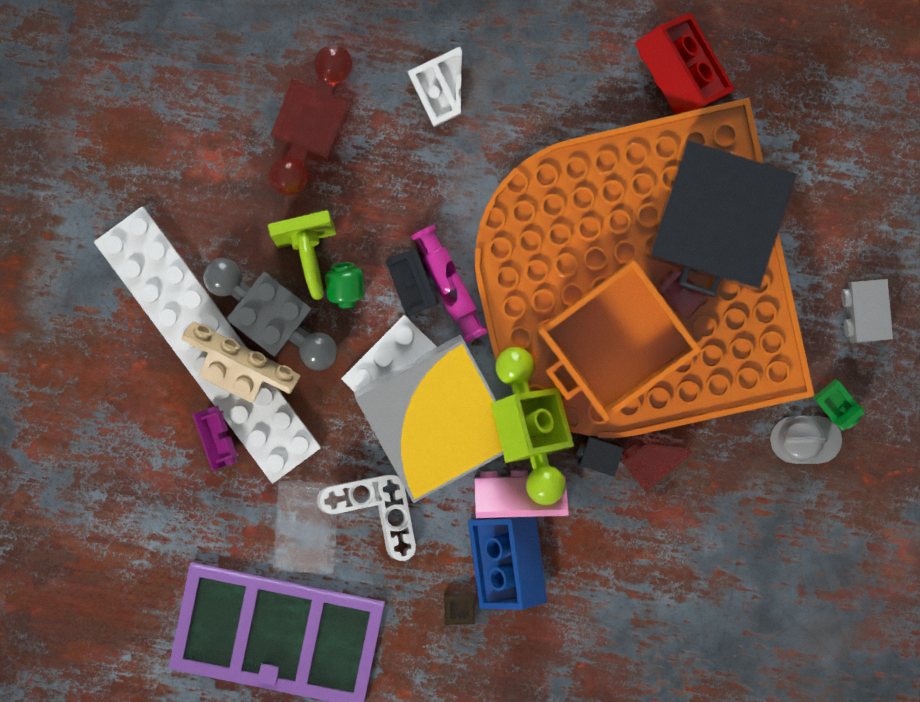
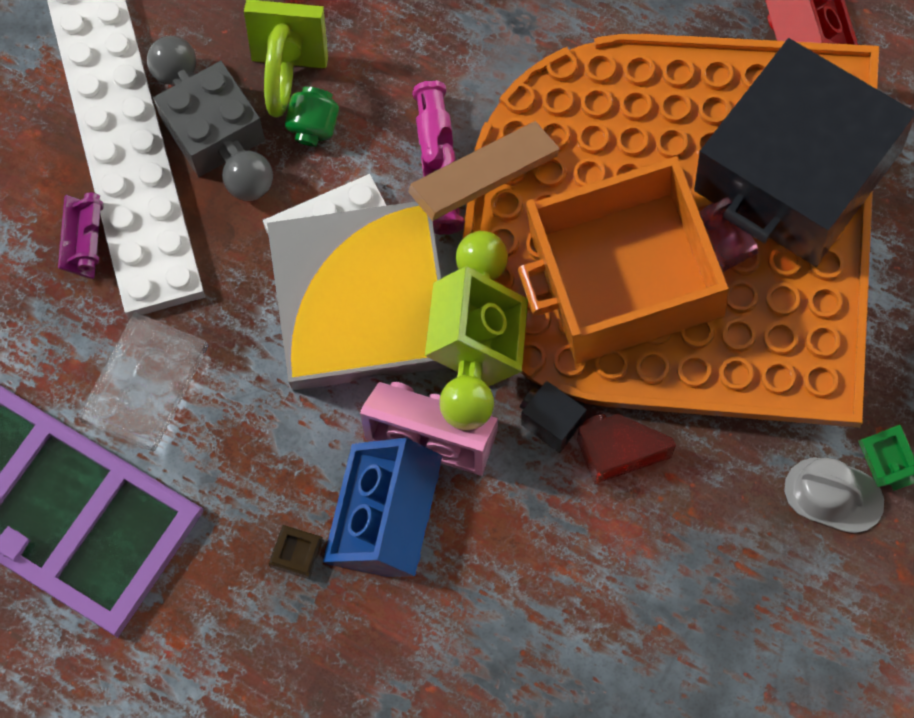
camera: 20 degrees right, 20 degrees down
(236, 366) = (140, 157): tan bracket -> none
(376, 497) = (245, 372): white beam -> none
(411, 282) = (393, 141): black hinge -> none
(493, 299) = (483, 170): none -> medium nougat tile

